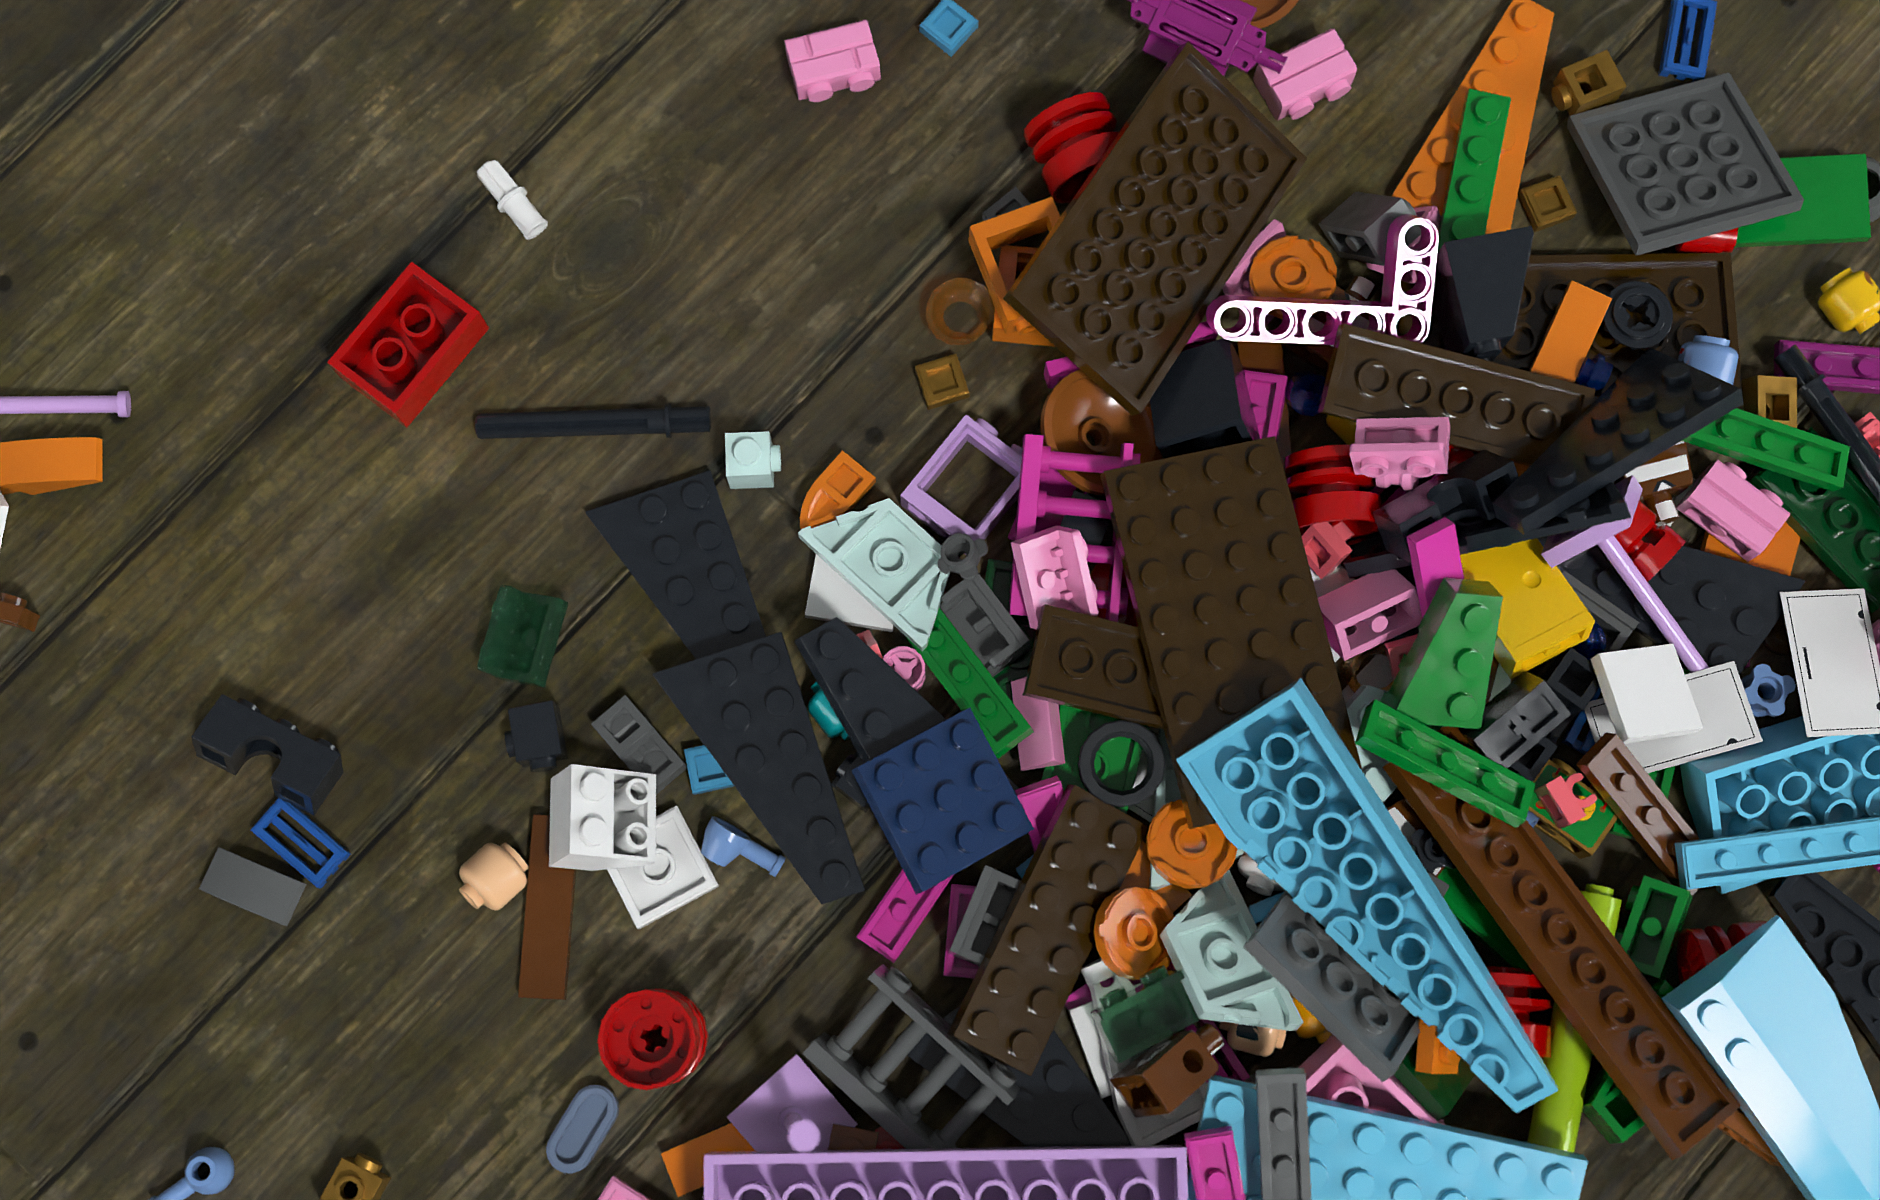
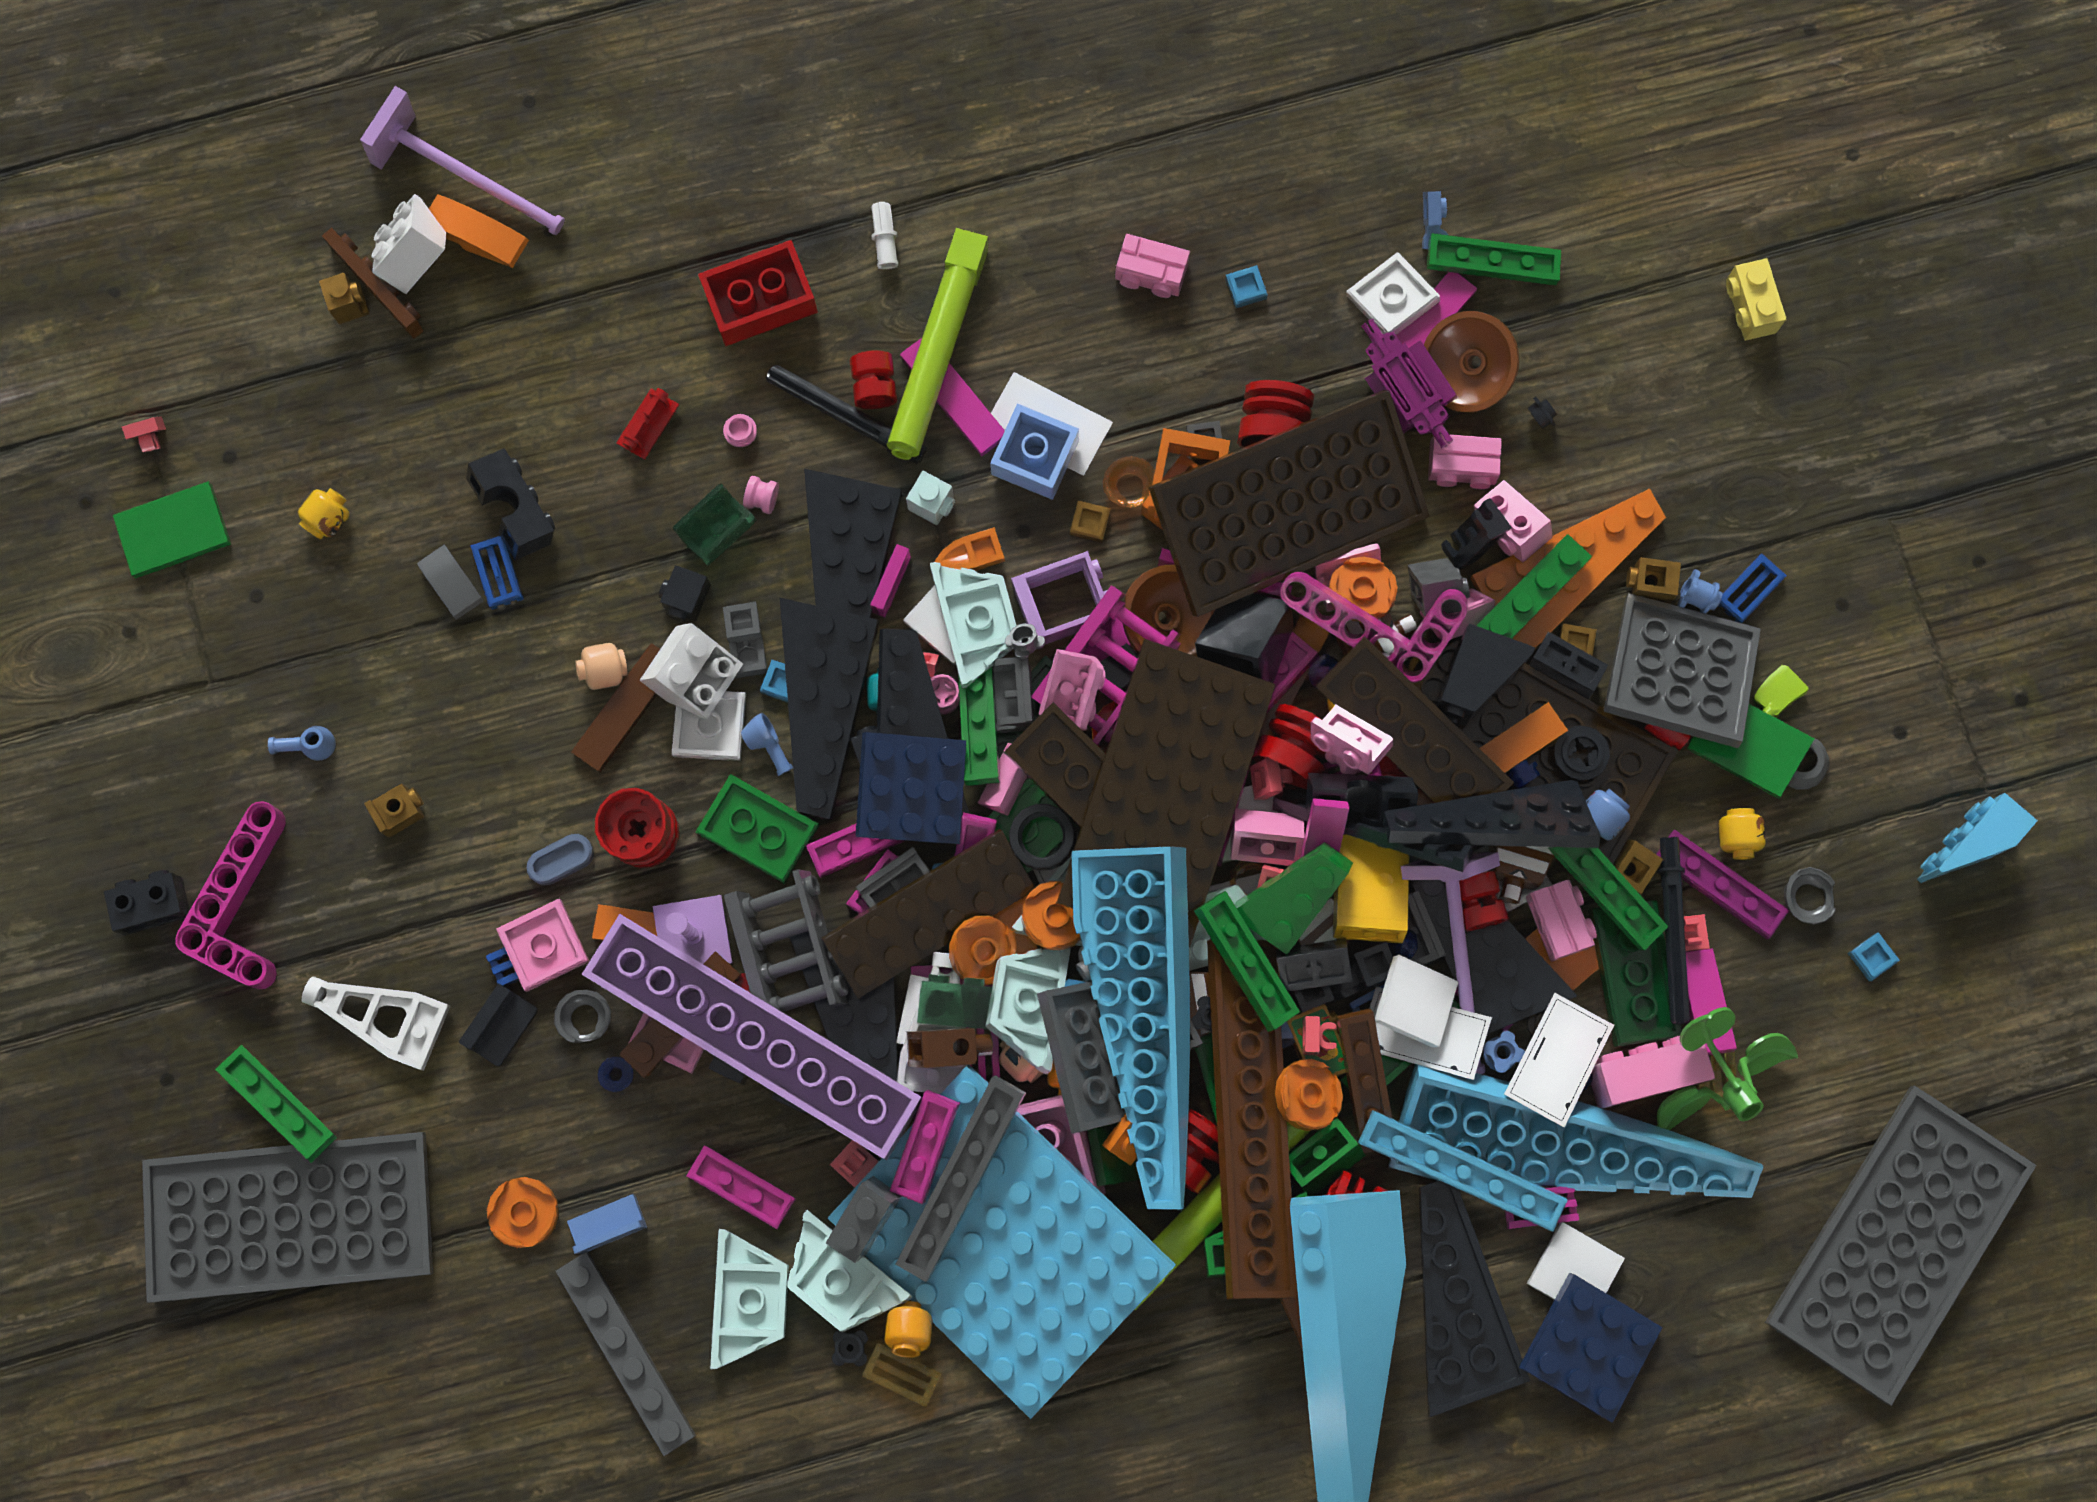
camera: 35 degrees right, 0 degrees up
(50, 897) = (323, 513): none -> yellow head
(371, 566) = (648, 423): none -> red hinge
(484, 512) = (740, 430): none -> bright pink plate
(554, 570) = (761, 494): none -> bright pink wheel
(597, 360) = (873, 382): none -> red wheel
(650, 284) = (960, 276): none -> lime brick
(701, 331) = (963, 407): none -> dark pink tile
(763, 579) = (890, 581): none -> dark pink tile
(788, 952) = (757, 828): none -> green tile
(826, 301) = (1040, 399): none -> white sticker
(835, 339) = (1034, 451): none -> light blue brick
(1374, 145) = (1476, 535): none -> black hinge
(1401, 110) = (1529, 525): none -> bright pink brick
(1564, 228) = (1568, 665): none -> black hinge
(1600, 870) = (1308, 1095): none -> orange tile
(1644, 71) = (1700, 593): none -> medium blue brick
(1789, 125) = (1780, 691): none -> lime piece

